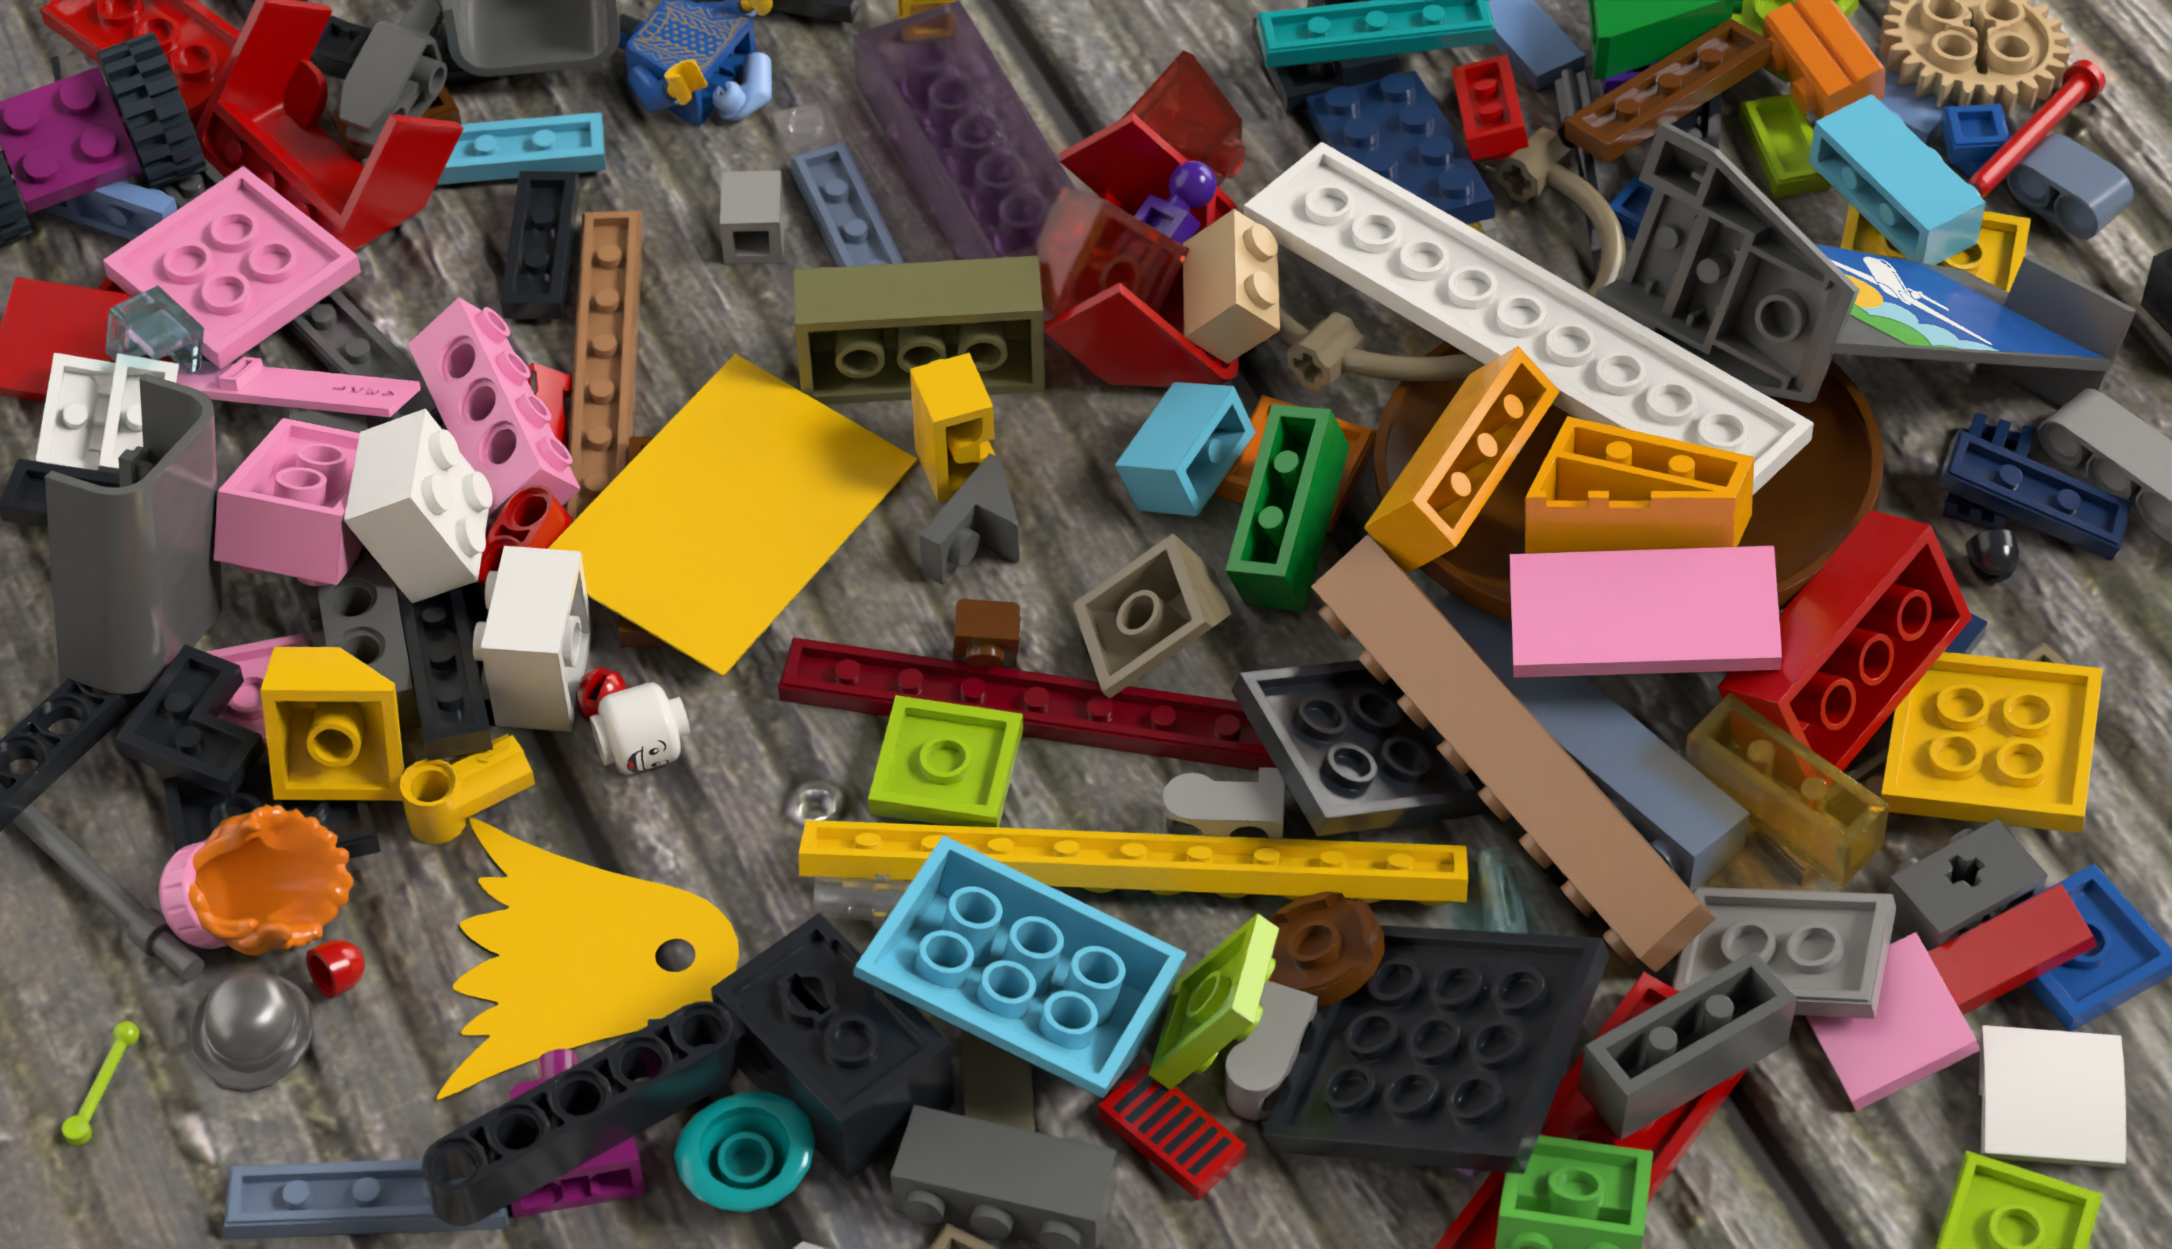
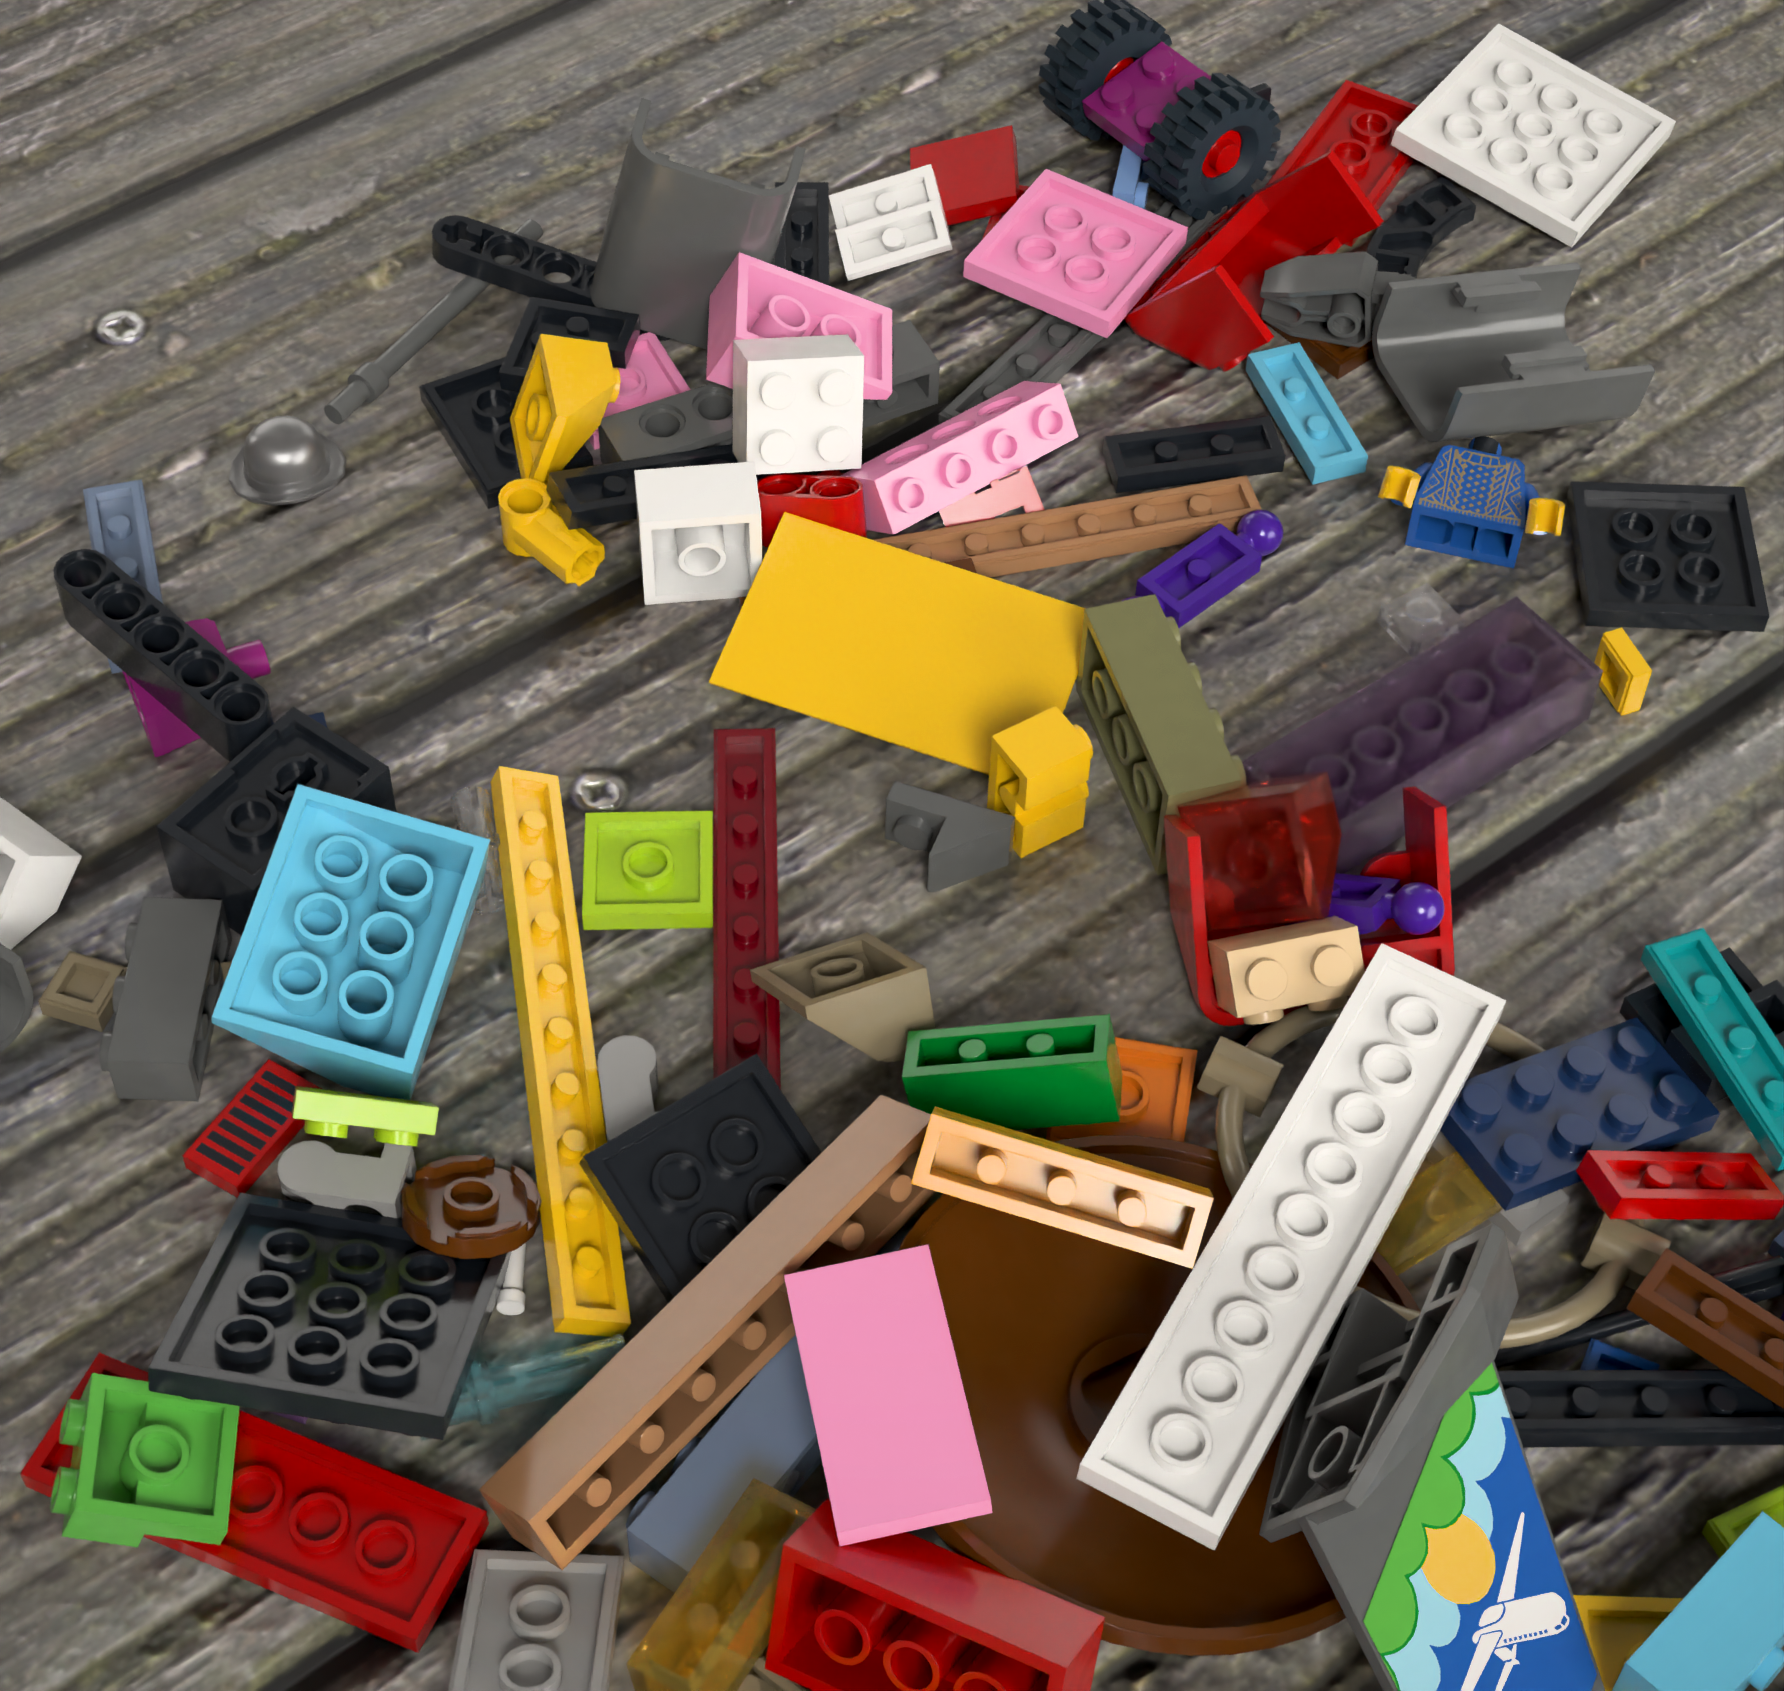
camera: 75 degrees right, 0 degrees up
(77, 1128) = (179, 390): lime hinge -> none
(156, 327) = (971, 209): clear light blue panel -> none
(255, 384) = (948, 325): bright pink piece -> none
(256, 883) = (401, 419): orange hair -> none
(335, 967) = (346, 497): red hinge -> none
(578, 956) = (399, 661): yellow piece -> none
(595, 679) = (680, 611): red hinge -> none
(639, 728) = (636, 636): white head -> none
(705, 275) = (1211, 566): none -> dark purple plate
(745, 1151) = (154, 783): teal hat -> none
(750, 96) = (1456, 569): light blue arm -> none
(752, 217) = (1282, 592): light grey brick -> none
(843, 207) = (1309, 680): sand blue tile -> none
(986, 633) = (803, 872): reddish brown bracket -> none
(1185, 448) = (1084, 976): medium azure brick -> none
(1194, 117) = (1509, 897): clear red slope -> none
(1635, 493) = (1034, 1347): light orange wedge -> none
(1687, 1044) = (350, 1539): dark grey brick -> none

